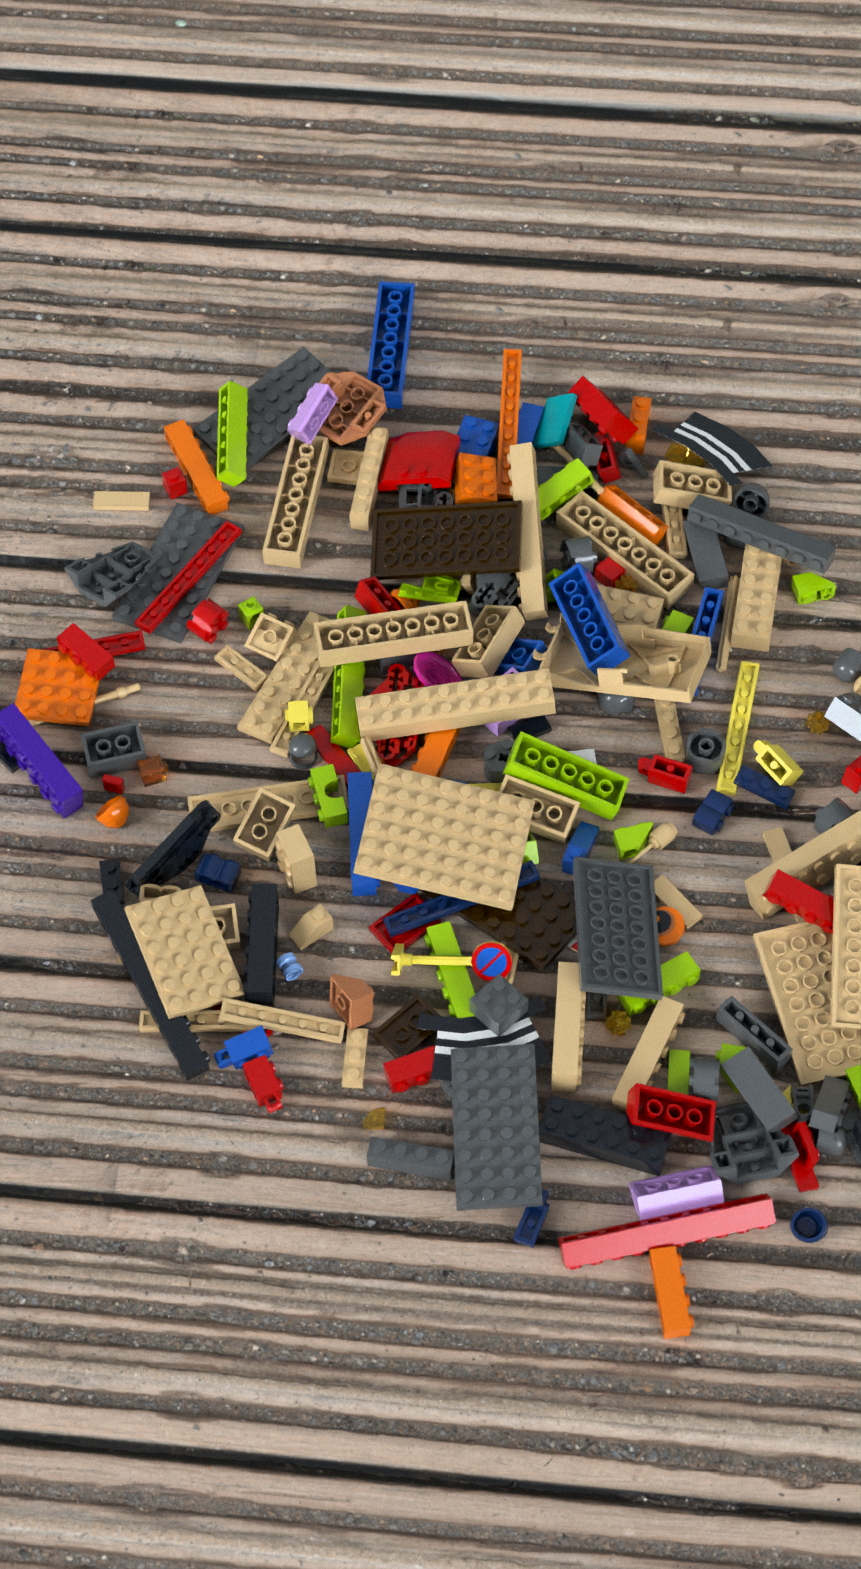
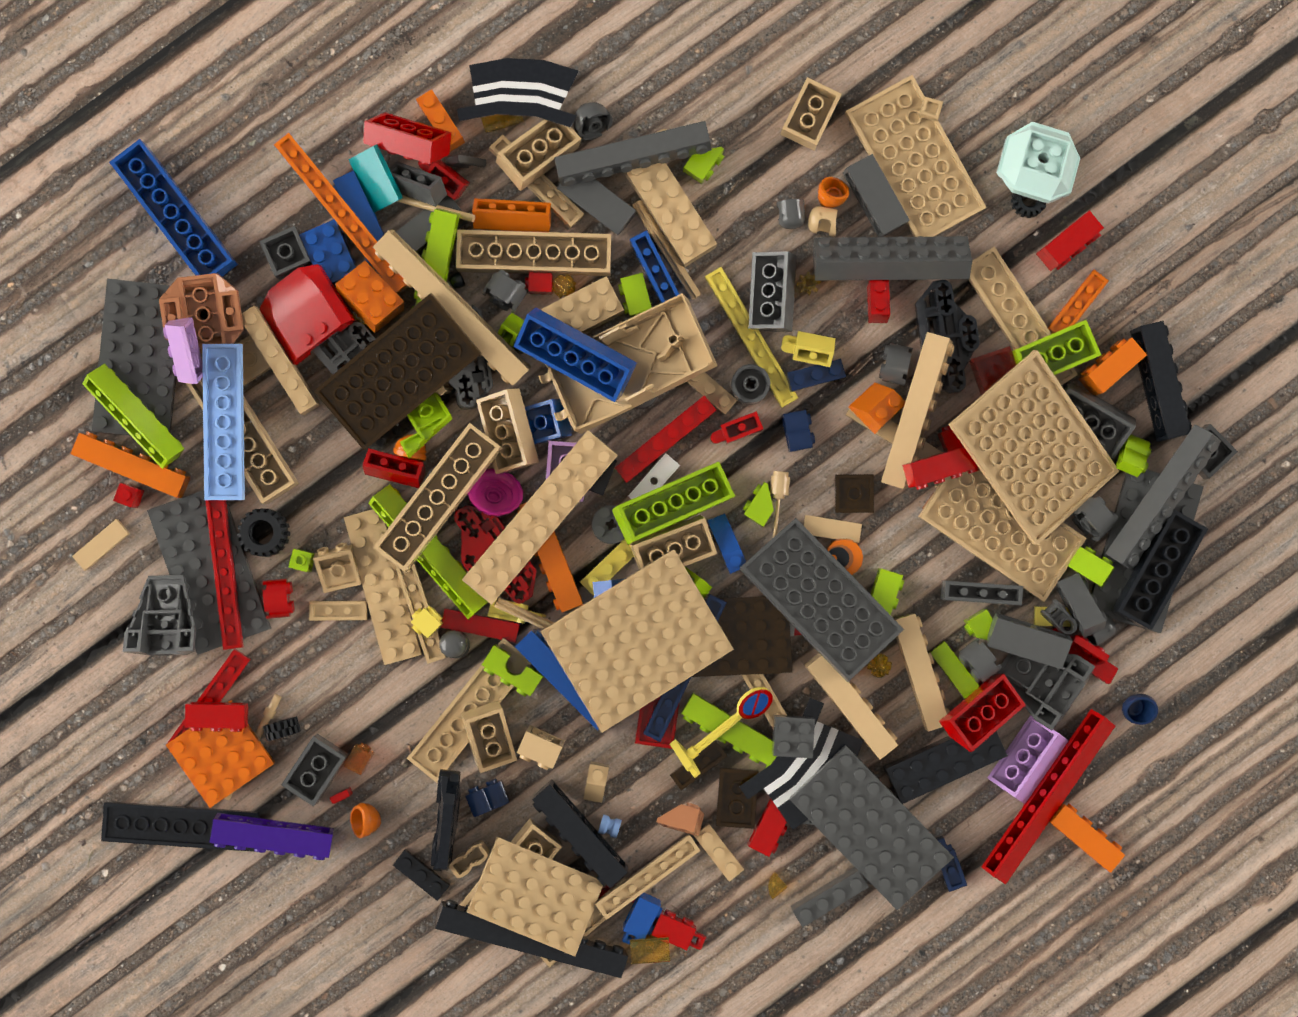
camera: 45 degrees left, 30 degrees up
(119, 703) = (281, 728): none -> black tyre
(228, 1077) = (650, 950): none -> clear yellow piece
(243, 563) = (247, 532): none -> black tyre
(290, 479) = (223, 422): none -> light blue plate
(407, 981) = (704, 761): none -> dark brown plate
(444, 416) = (285, 252): none -> dark grey brick
(549, 528) = (456, 280): none -> black hinge
(605, 738) = (665, 439): none -> red brick
(716, 889) = (854, 493): none -> dark brown plate
(784, 705) = (772, 291): none -> dark grey slope
(788, 838) = (877, 406): none -> orange slope

